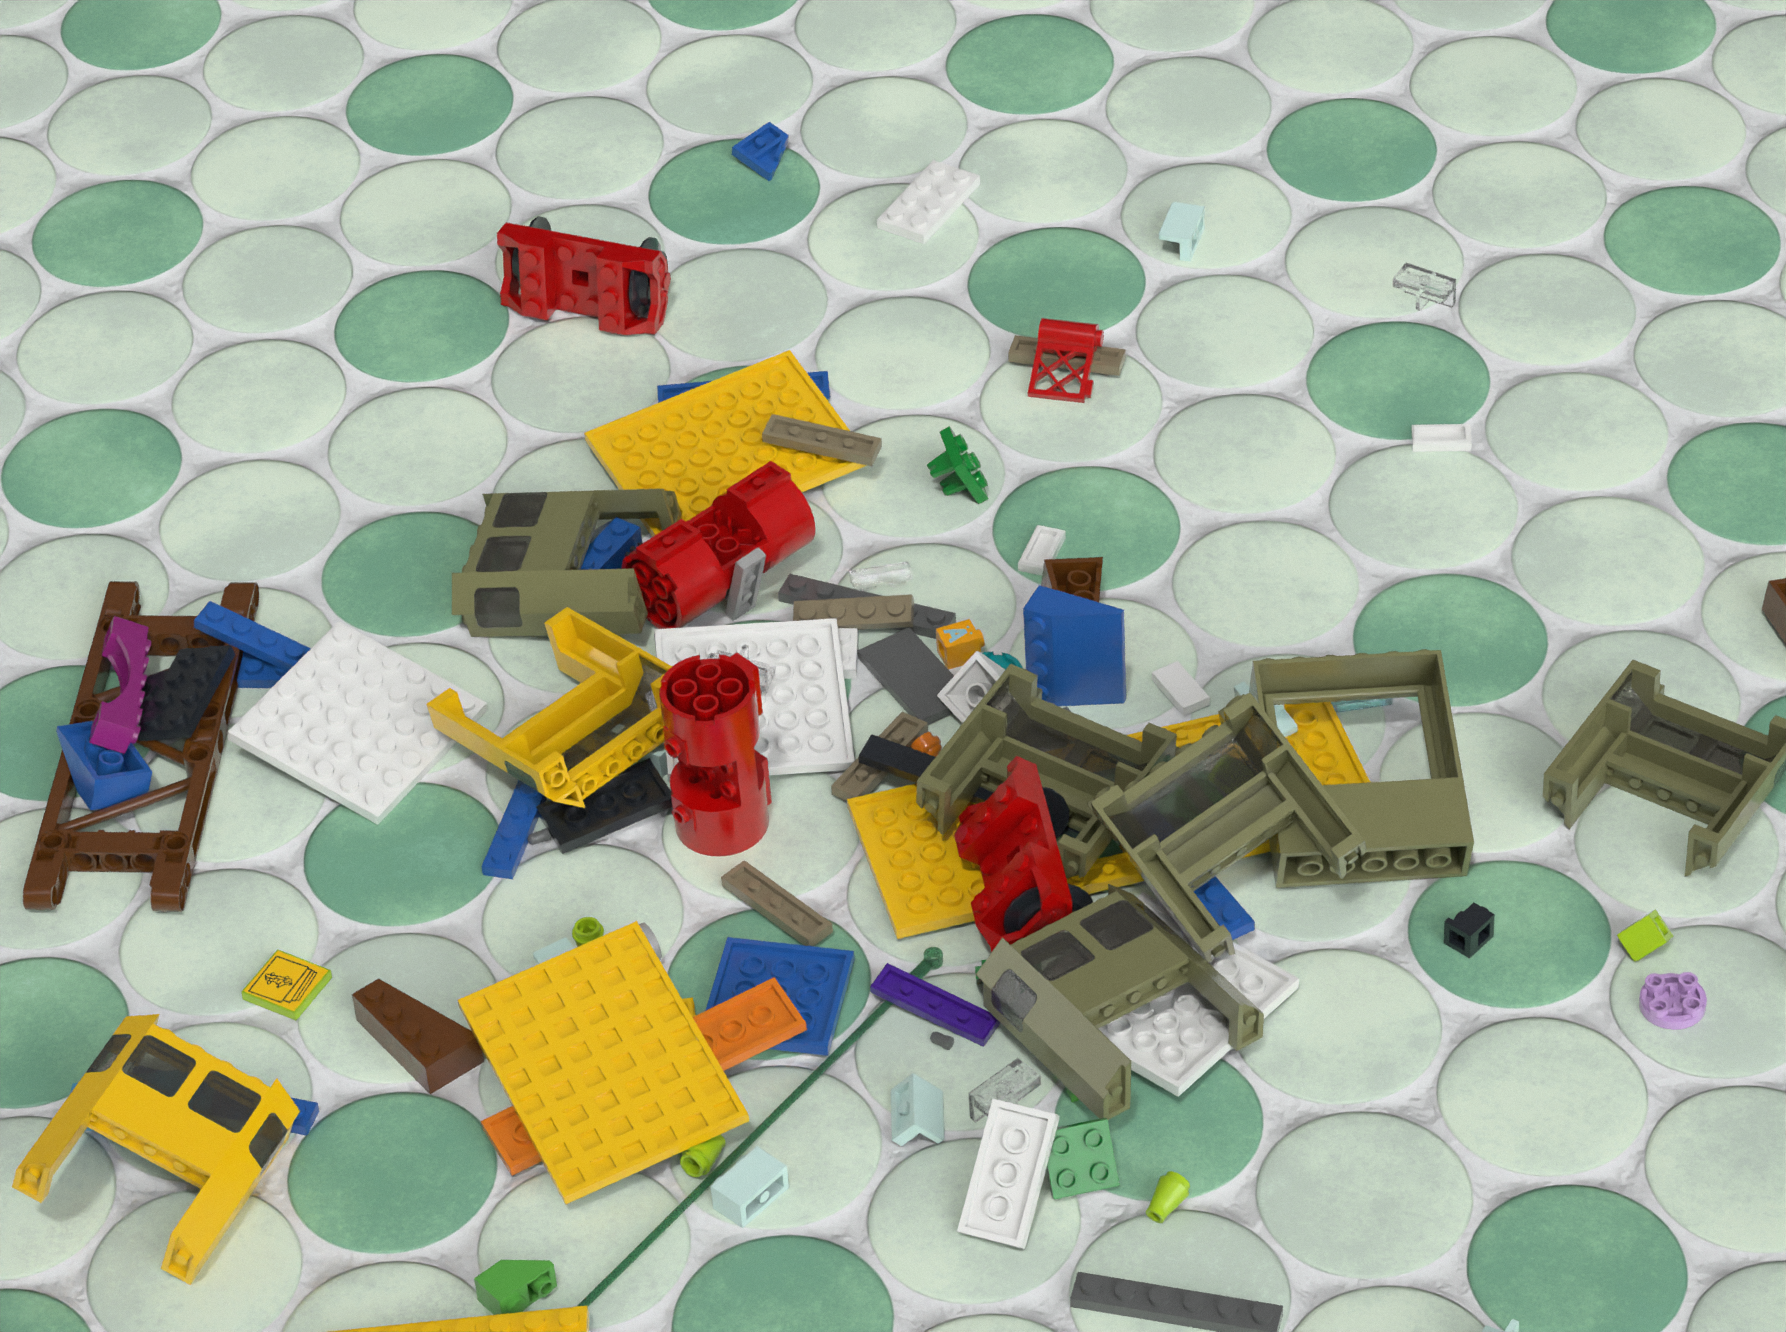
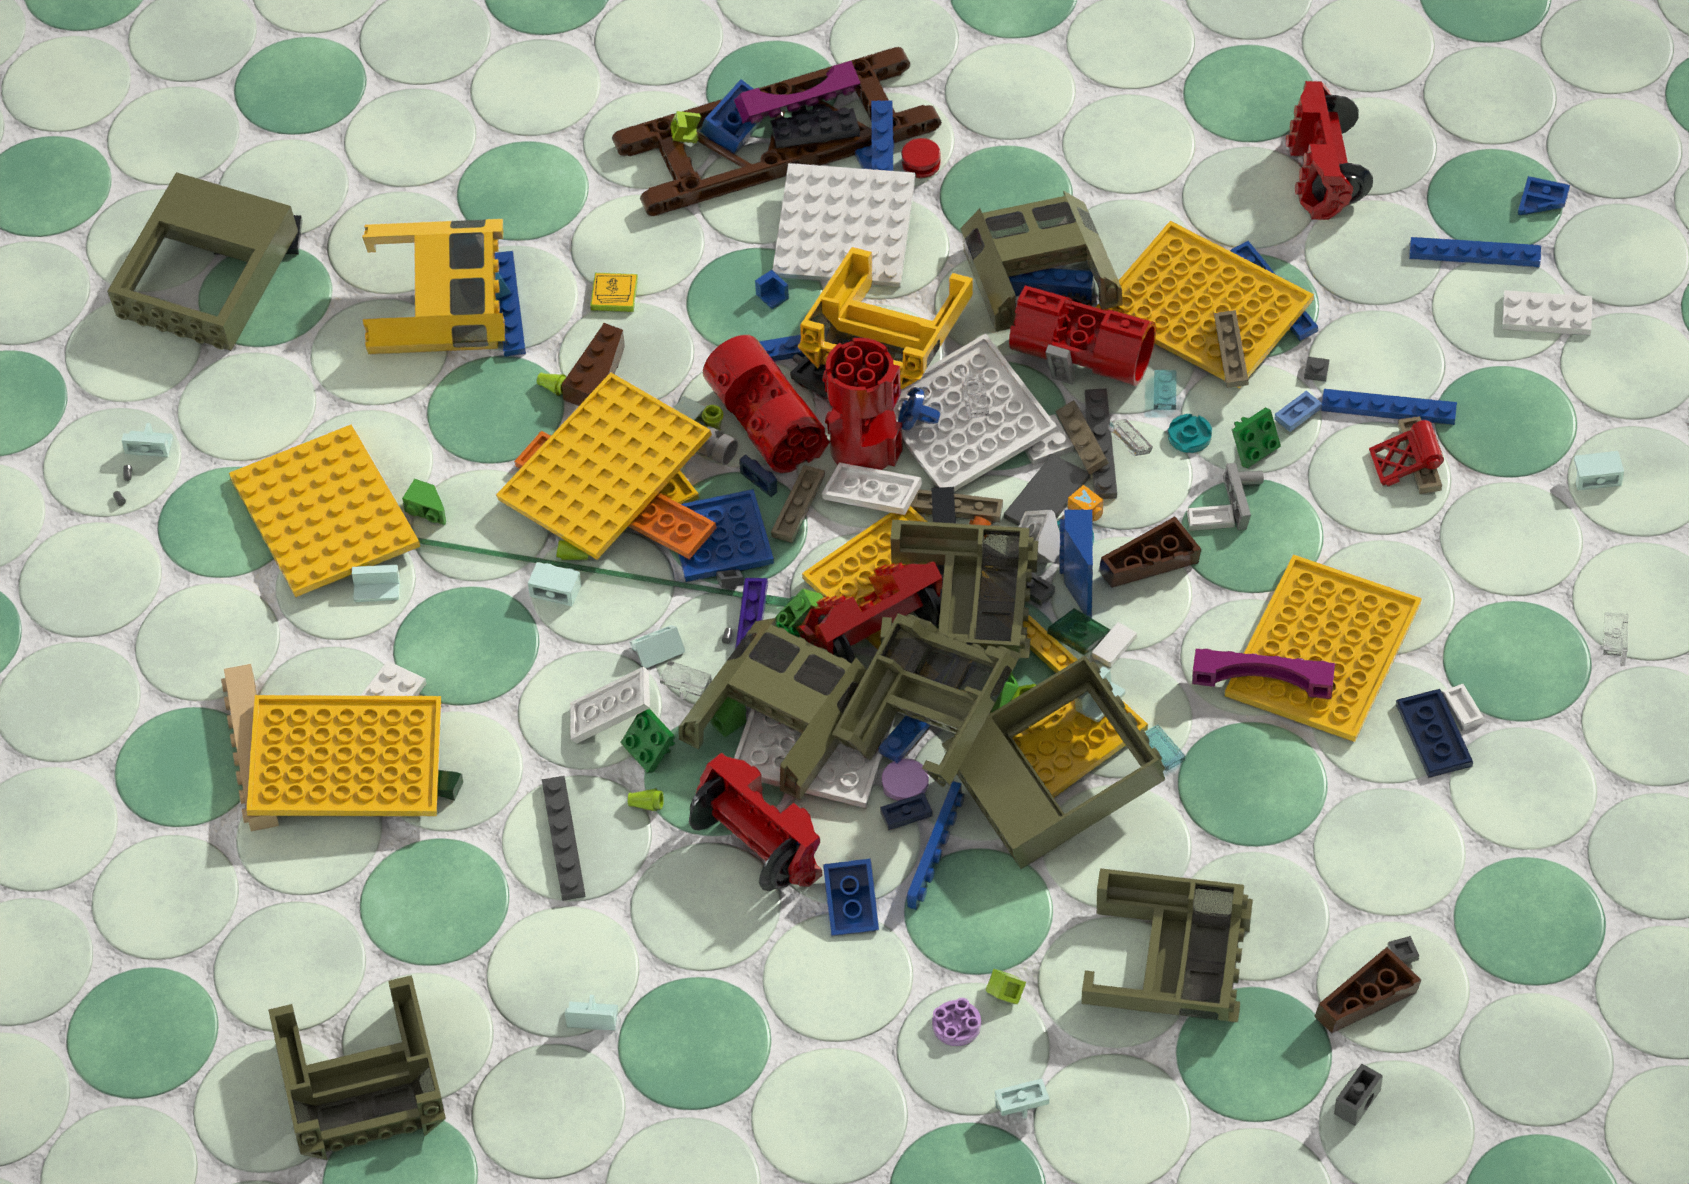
camera: 65 degrees right, 10 degrees up
(80, 815) = (684, 127): none -> lime panel
(301, 620) = (921, 157): none -> red head
(400, 1089) = (552, 382): none -> lime cone
(407, 823) = (771, 289): none -> blue panel
(611, 870) = (765, 403): none -> red cylinder
(706, 927) = (759, 476): none -> dark blue plate
(801, 226) = (1475, 251): none -> blue plate
(807, 822) = (872, 488): none -> white plate
(833, 530) = (1164, 389): none -> clear light blue plate
(857, 1005) = (730, 579): none -> dark grey plate
(881, 397) = (1317, 369): none -> dark grey plate
(903, 529) = (1189, 433): none -> teal tile
(930, 422) = (1298, 411): none -> medium blue plate
(958, 953) = (798, 608): none -> bright green slope
(976, 360) = (1388, 406): none -> blue plate
(1027, 513) = (1233, 482): none -> light grey piece
(1148, 705) = (1078, 631): none -> clear green tile
(1281, 935) = (904, 779): none -> lavender tile
(1294, 1070) = (786, 840): none -> red piece
(1295, 516) = (1329, 619): none -> yellow plate
(1329, 947) = (906, 811): none -> dark blue plate
(1348, 525) = (1312, 676): none -> magenta arch
(1398, 935) = (933, 851): none -> blue plate
(1434, 1036) = (851, 897): none -> blue slope
(1464, 471) = (1434, 733): none -> dark blue tile
(1469, 930) = (960, 884): black brick -> none
(1756, 584) = (1404, 949): none -> dark grey plate

